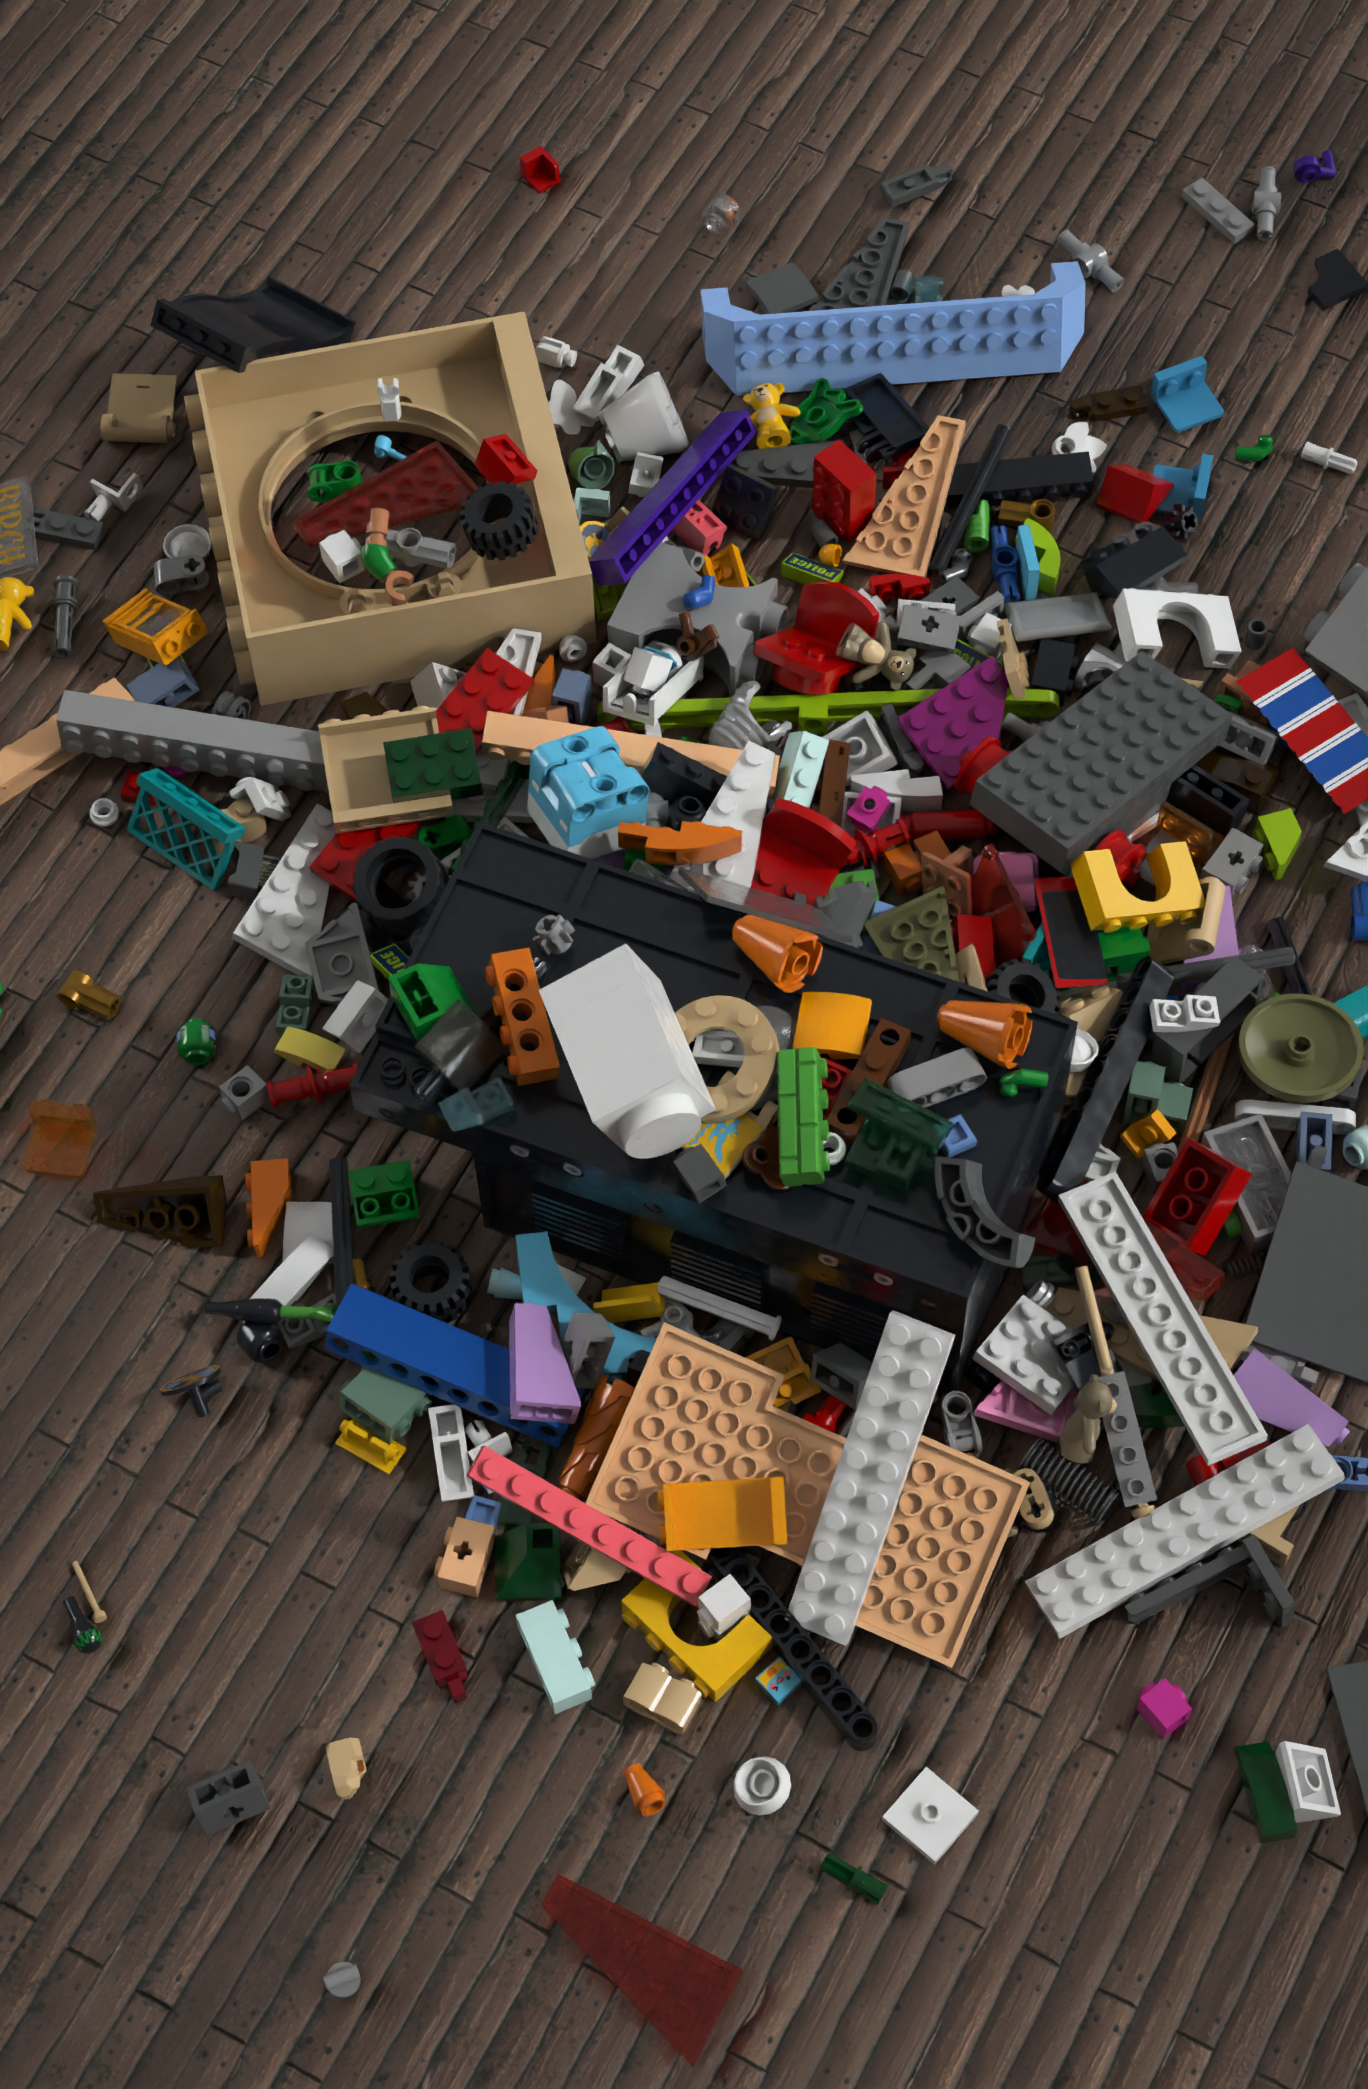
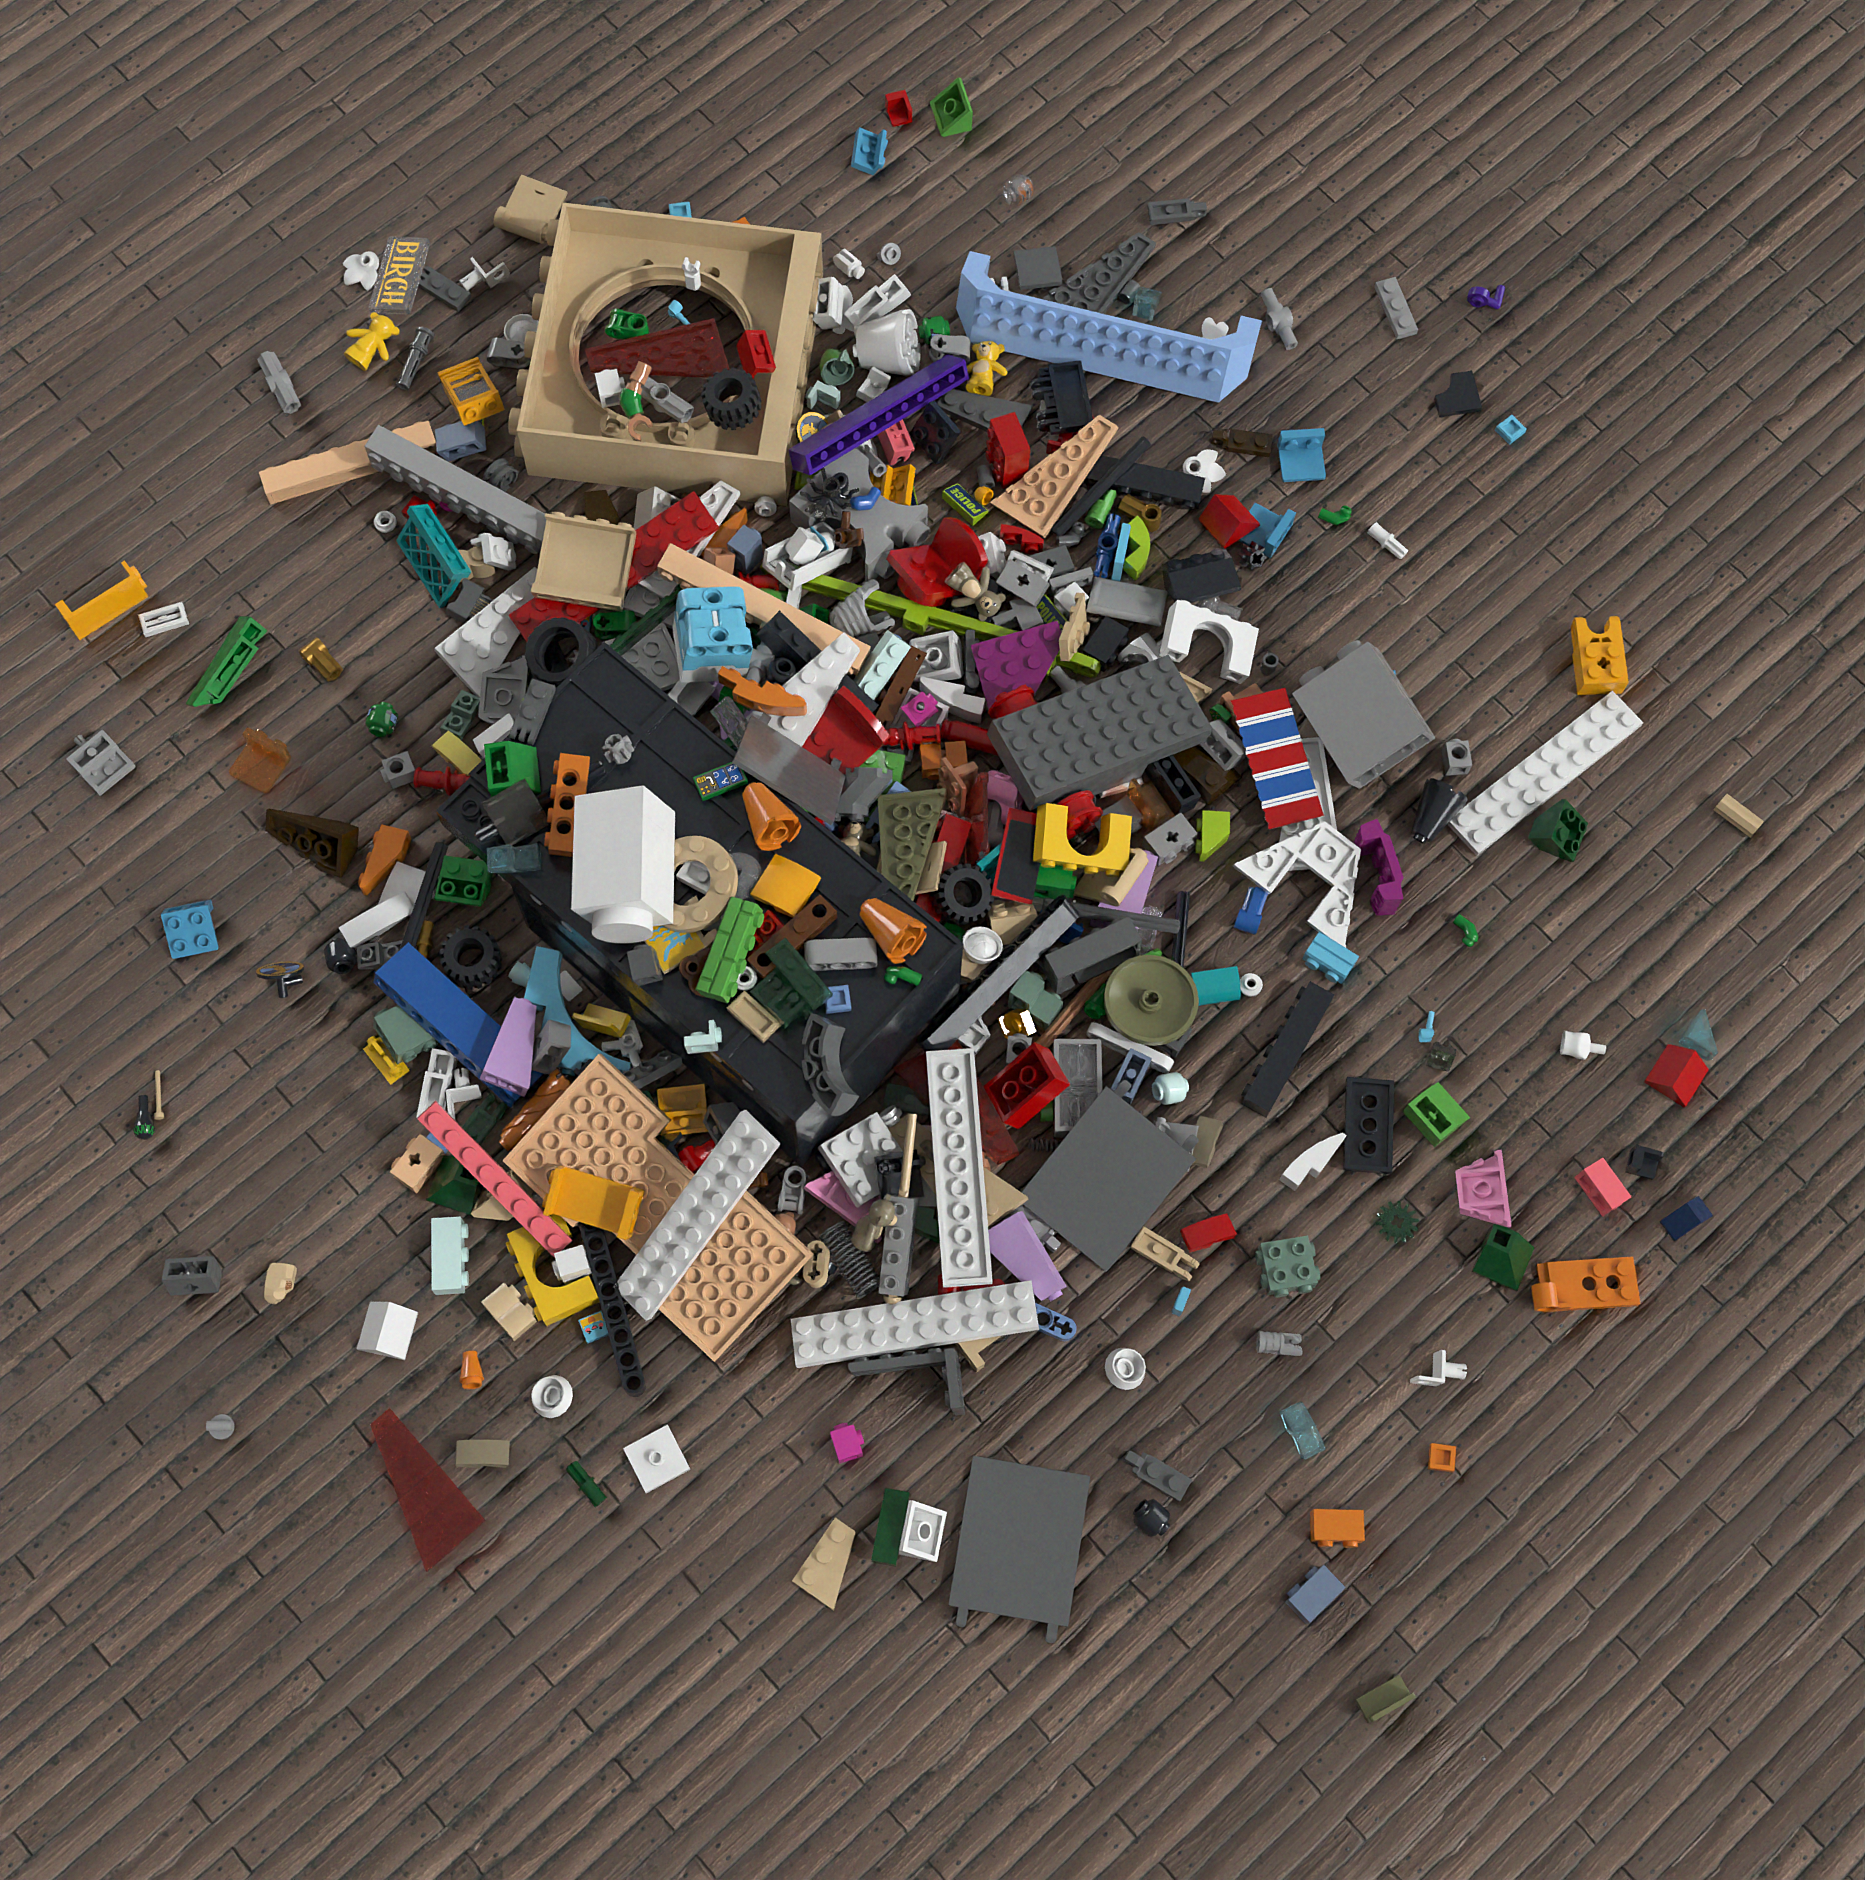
camera: 15 degrees right, 10 degrees up
(50, 1372) = (189, 929): none -> dark azure bracket
(251, 324) = (621, 174): black panel -> none
(268, 1311) = (349, 940): black piece -> none
(426, 925) = (533, 711): none -> dark grey hinge
(433, 766) = (616, 573): dark green brick -> none
(442, 1653) = (375, 1225): dark red hinge -> none
(511, 1778) = (387, 1330): none -> white slope
(525, 225) = (869, 151): none -> dark azure bracket
(557, 400) = (829, 304): none -> white brick
(598, 328) = (889, 253): none -> light grey plate
(606, 151) = (952, 109): none -> bright green slope
(609, 663) = (783, 528): white brick -> none
(657, 595) = (833, 489): none -> animal
(690, 393) = (933, 326): none -> green head
(695, 931) = (719, 780): none -> tile
(702, 1886) = (482, 1453): none -> dark tan slope
(715, 403) = (952, 345): none -> light grey piece
(719, 1306) = (659, 1047): white axle -> none
(814, 1239) = (703, 1042): none -> light aqua bracket
(822, 414) = (1023, 379): green tile -> none
(860, 1190) = (753, 1016): none -> tan tile
(1191, 1014) = (1071, 950): white slope -> none
(1204, 1868) = (825, 1566): none -> tan wing
(1232, 1079) = (1095, 1004): none -> green cone
(1266, 203) = (1434, 315): light grey pin -> none

